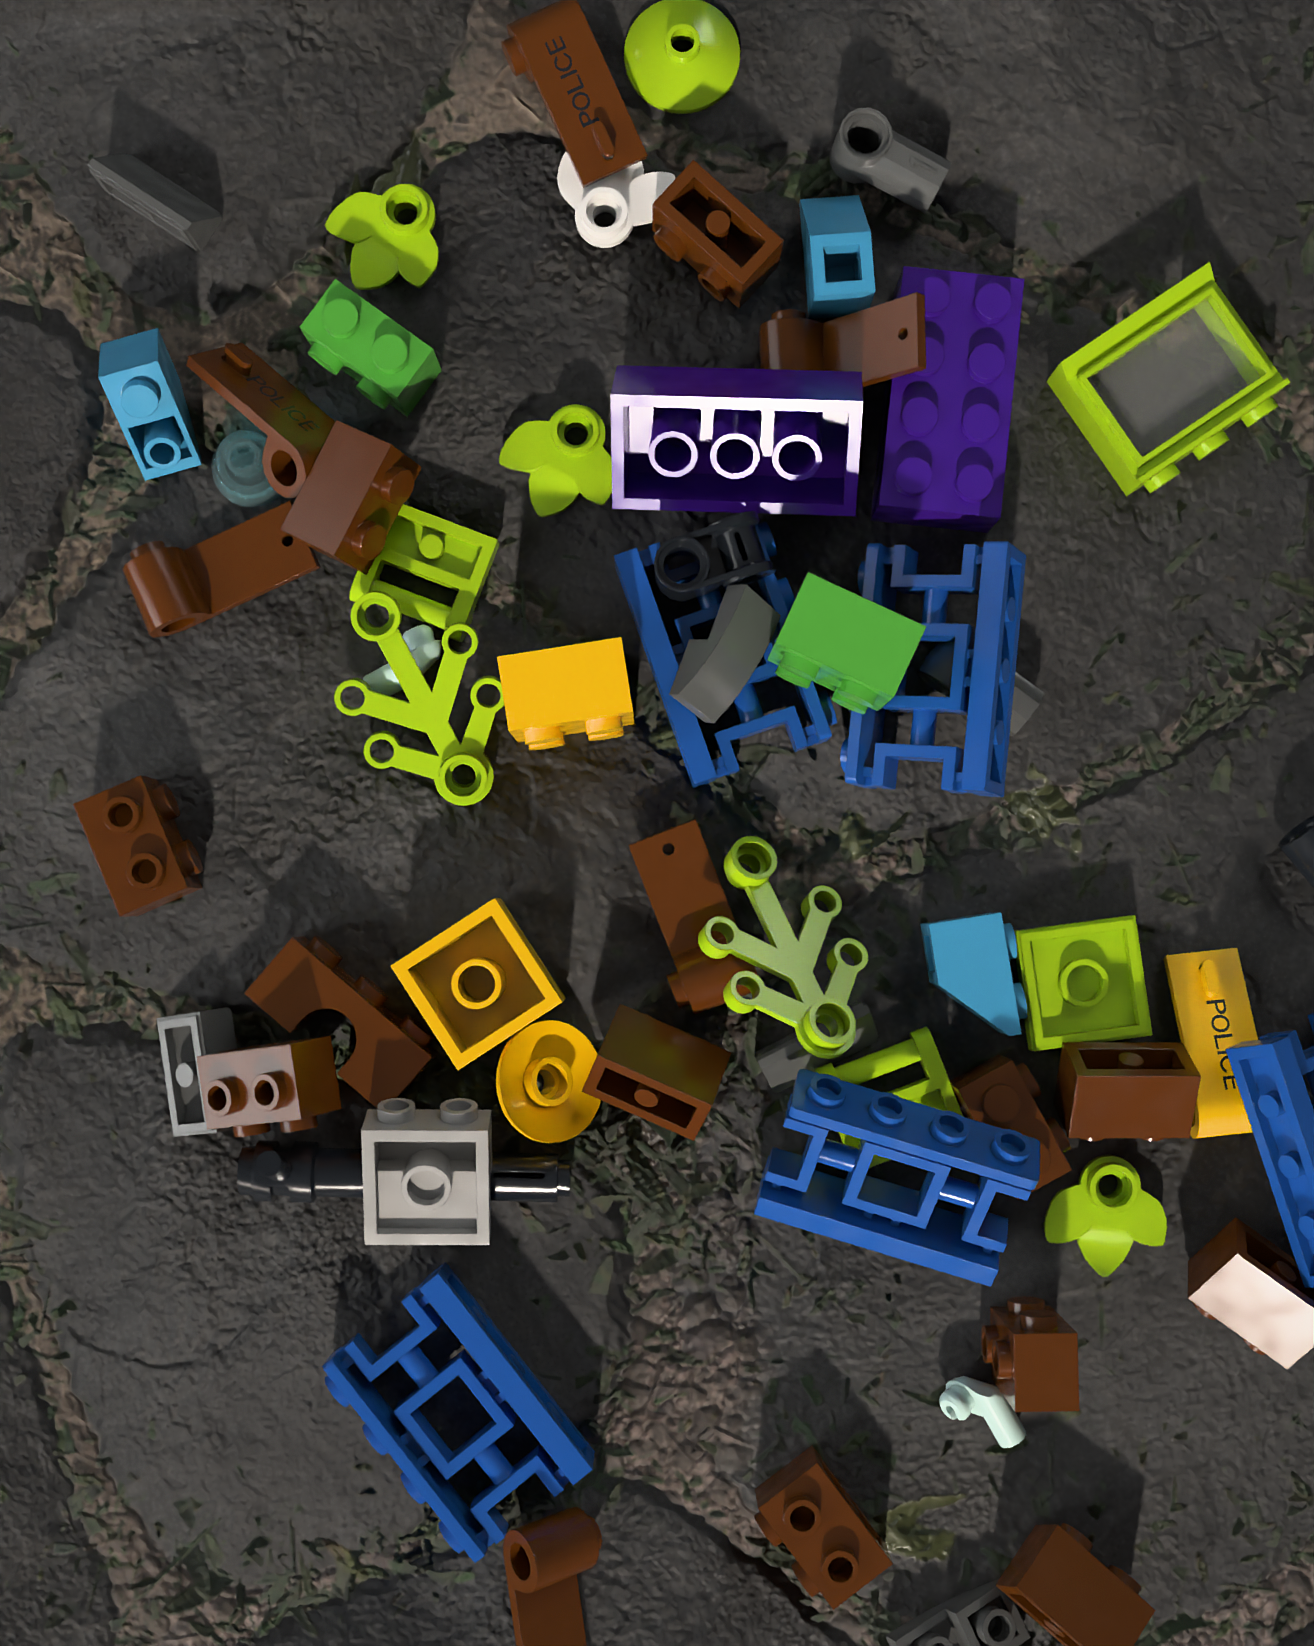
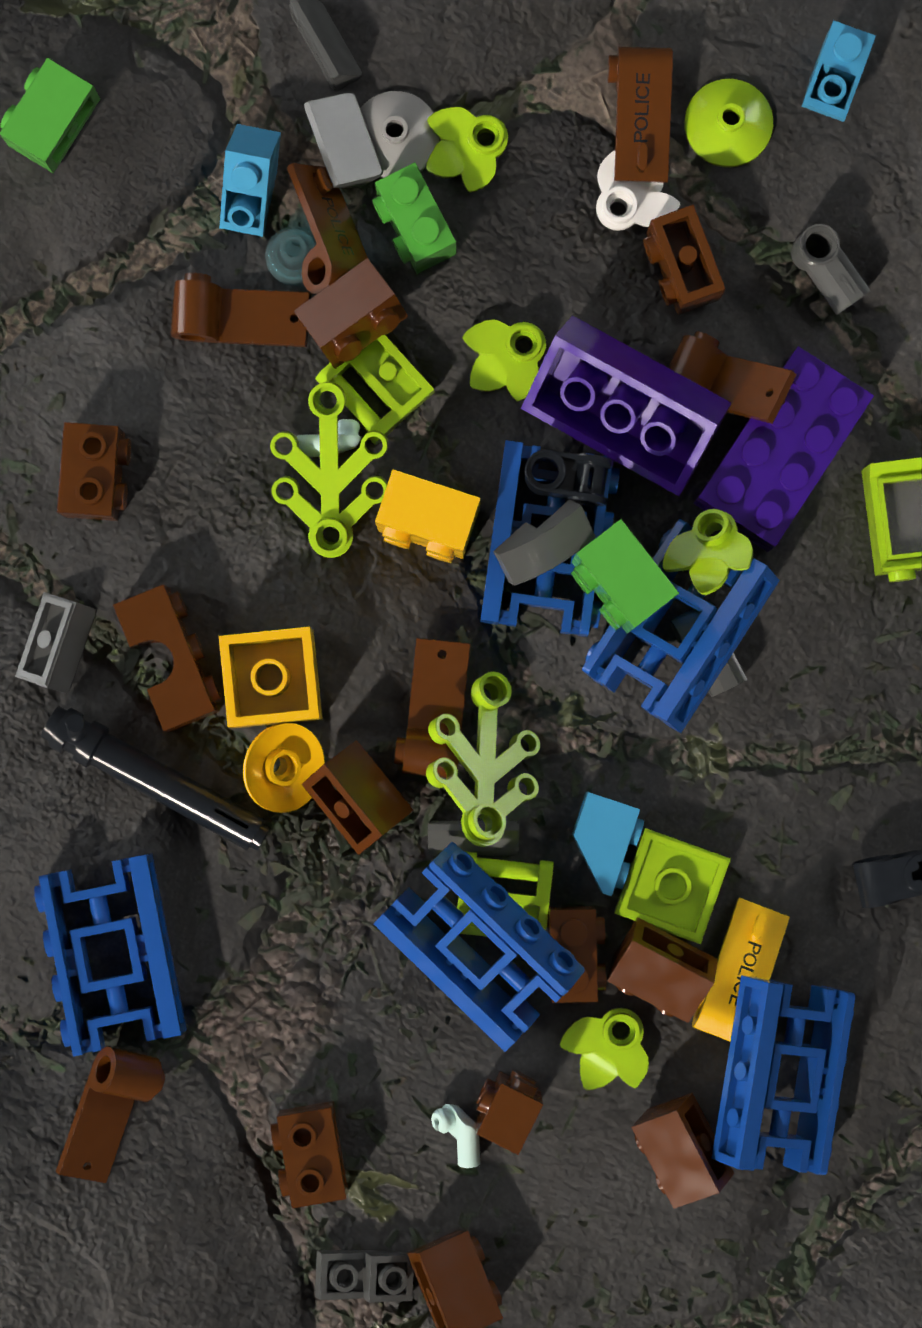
camera: 30 degrees right, 0 degrees up
(238, 300) = (343, 140): none -> slope
(269, 1085) = (99, 673): reddish brown brick -> none
(292, 292) = (417, 137): none -> light grey dish
(427, 1173) = (172, 785): light grey plate -> none
(836, 256) = (760, 313): dark azure slope -> none
(931, 569) = (706, 556): none -> lime plate

